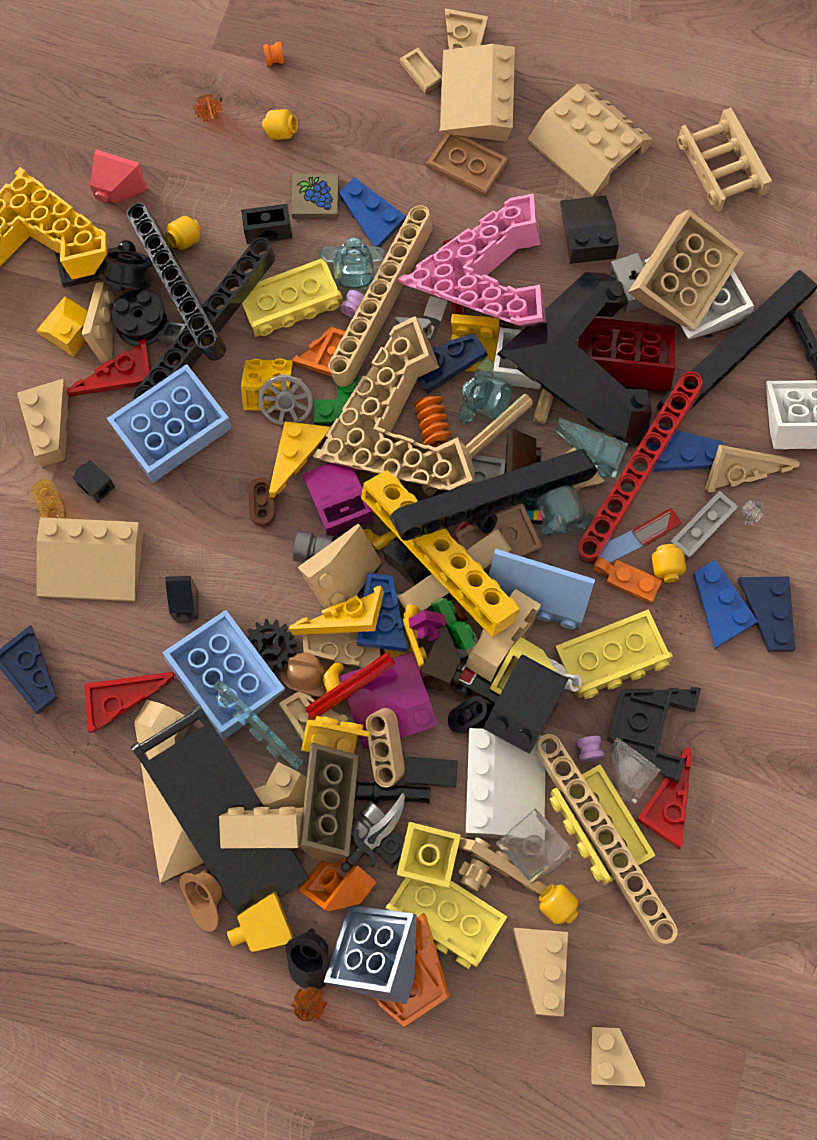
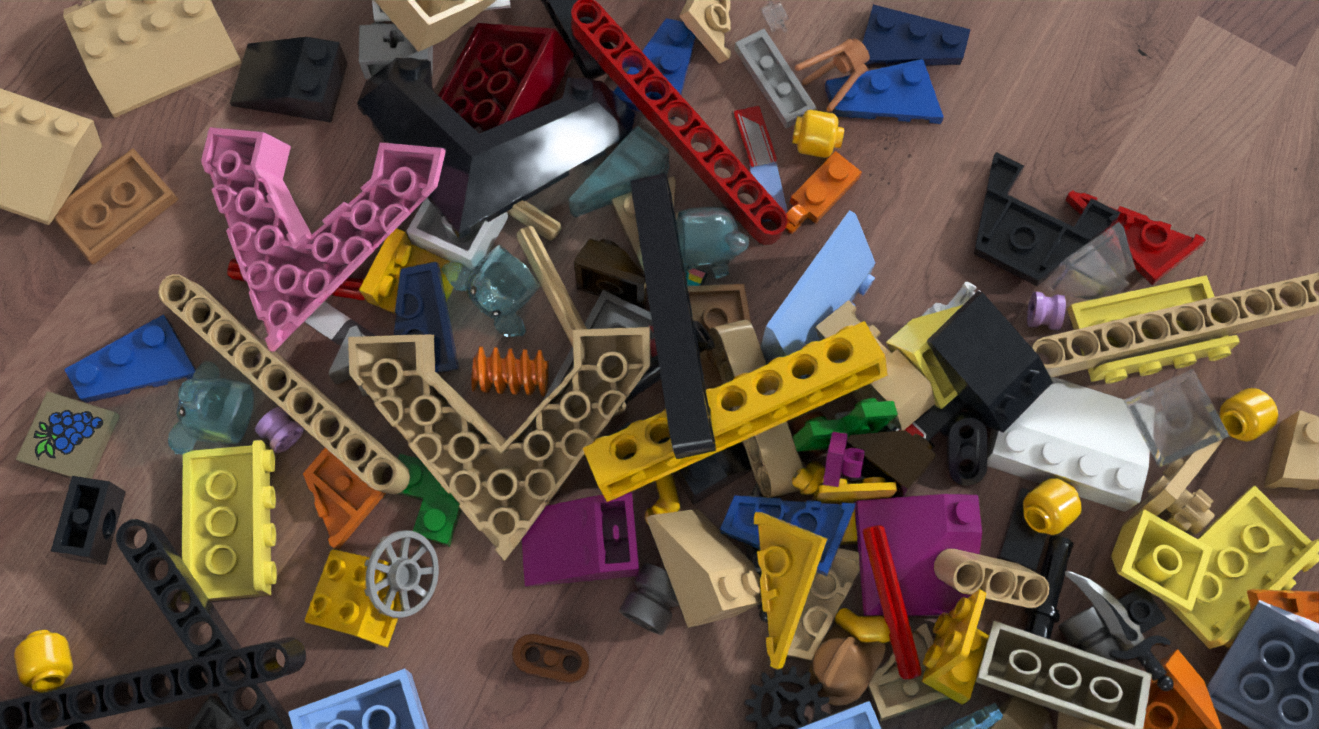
camera: 80 degrees left, 0 degrees up
(296, 446) = (479, 581): yellow wing -> none
(446, 777) = (1051, 506): none -> yellow head
(614, 654) = (923, 239): light yellow bracket -> none
(735, 565) = (849, 57): none -> nougat plant

